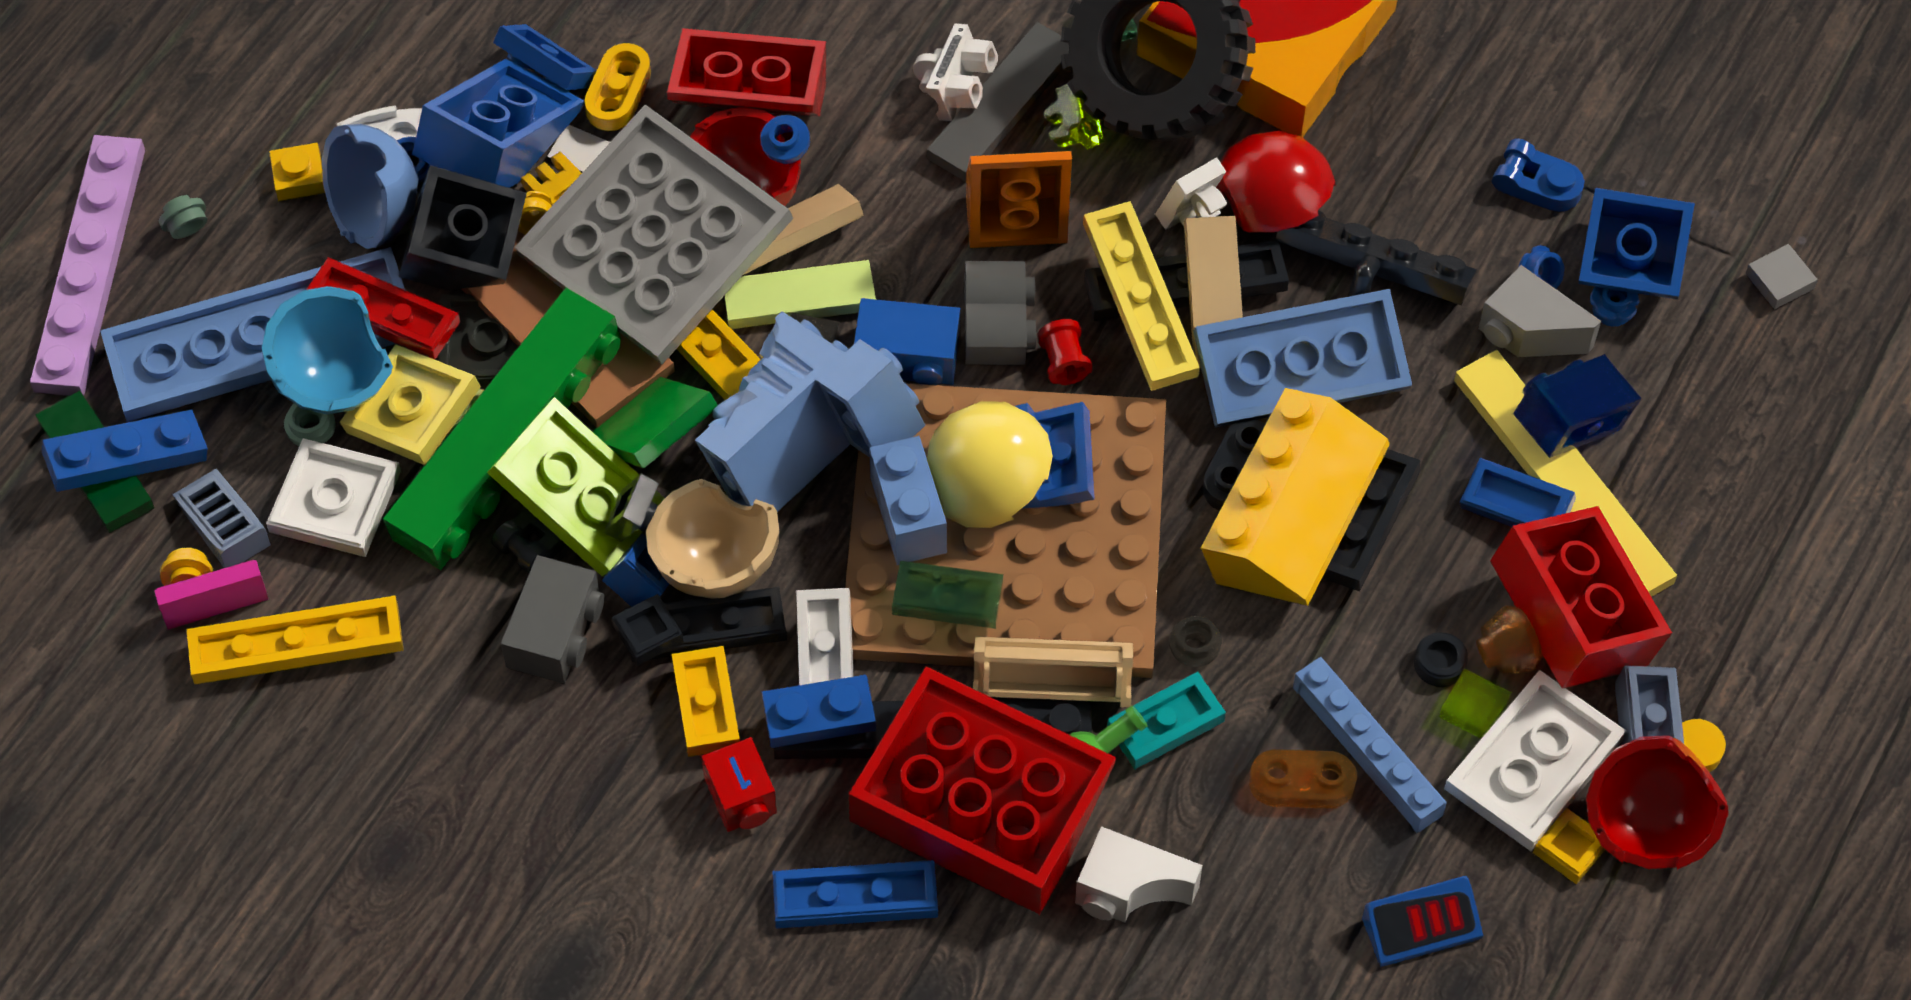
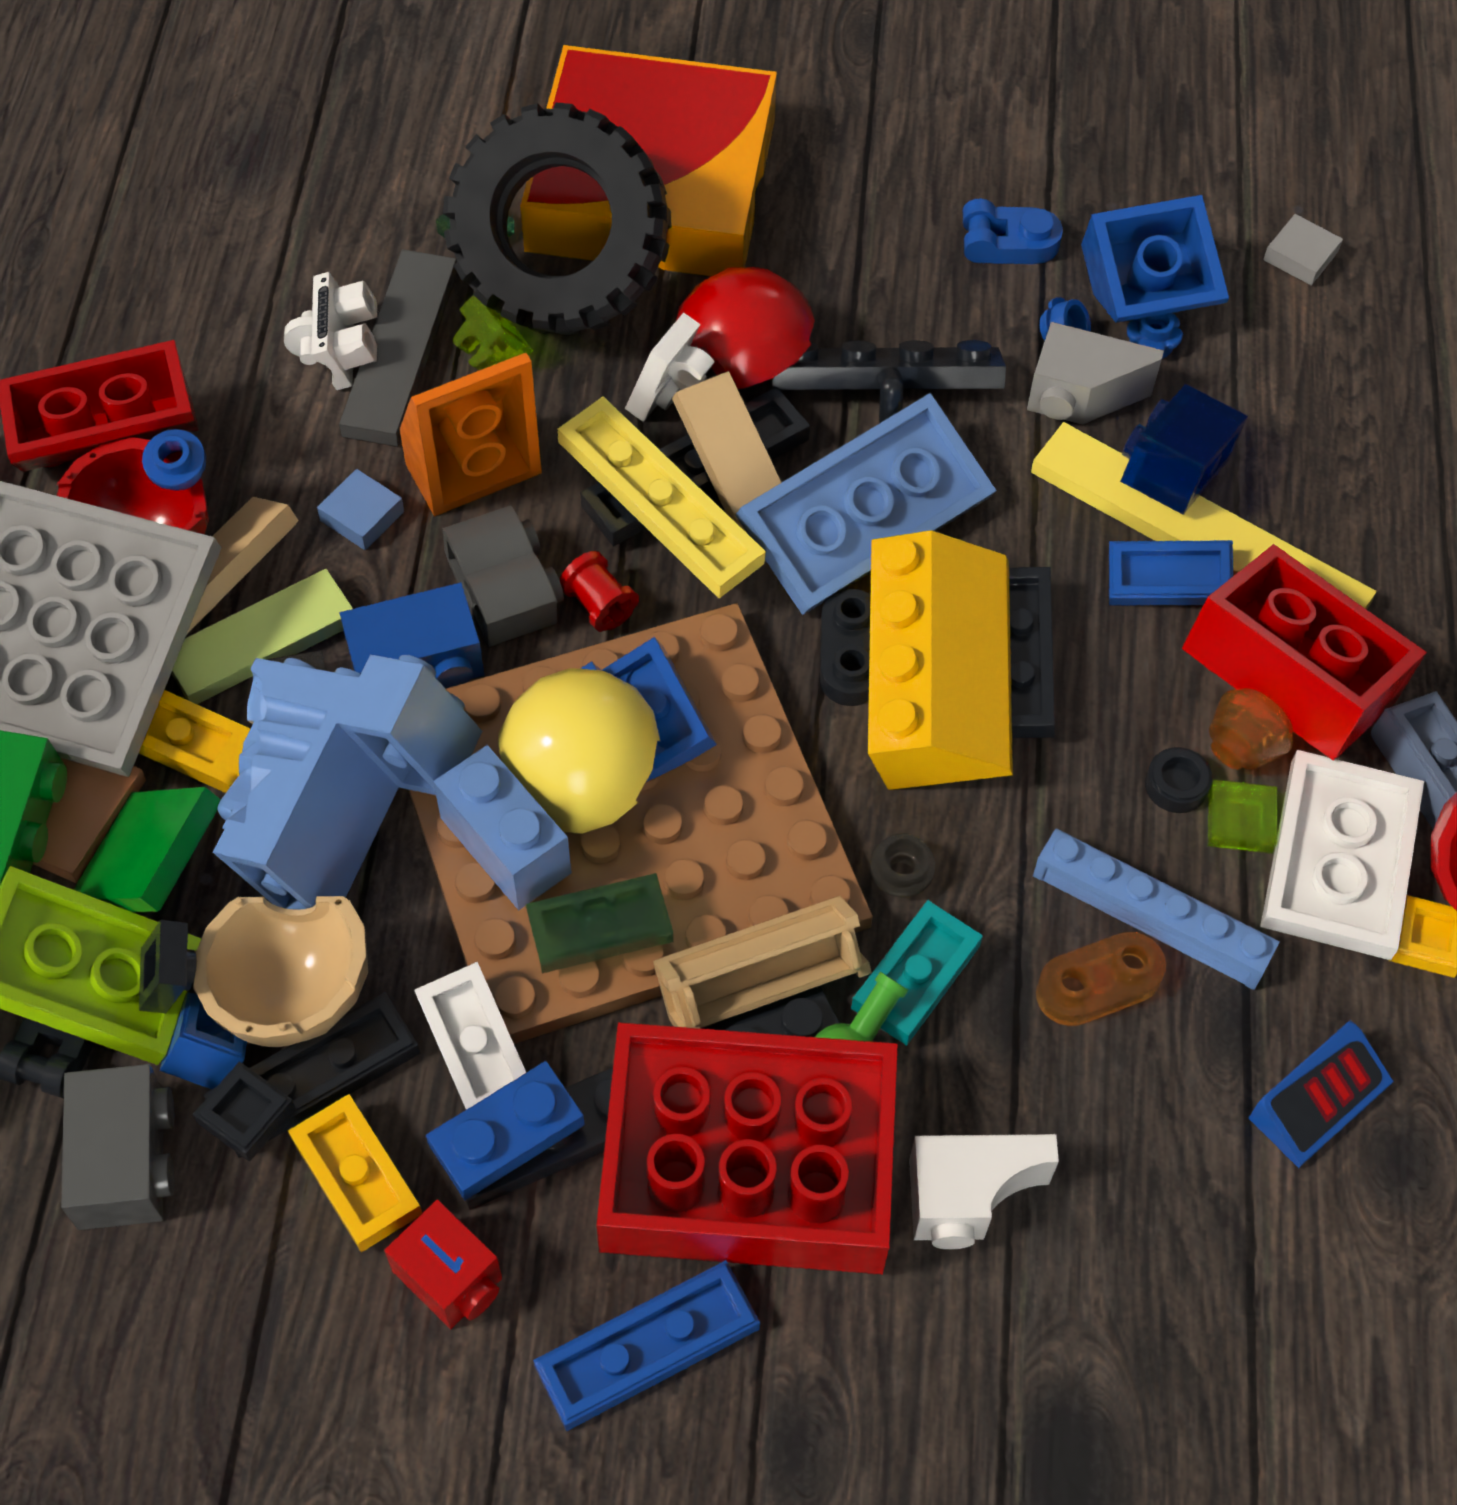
camera: 25 degrees left, 0 degrees up
(915, 222) = (360, 509): none -> medium blue tile

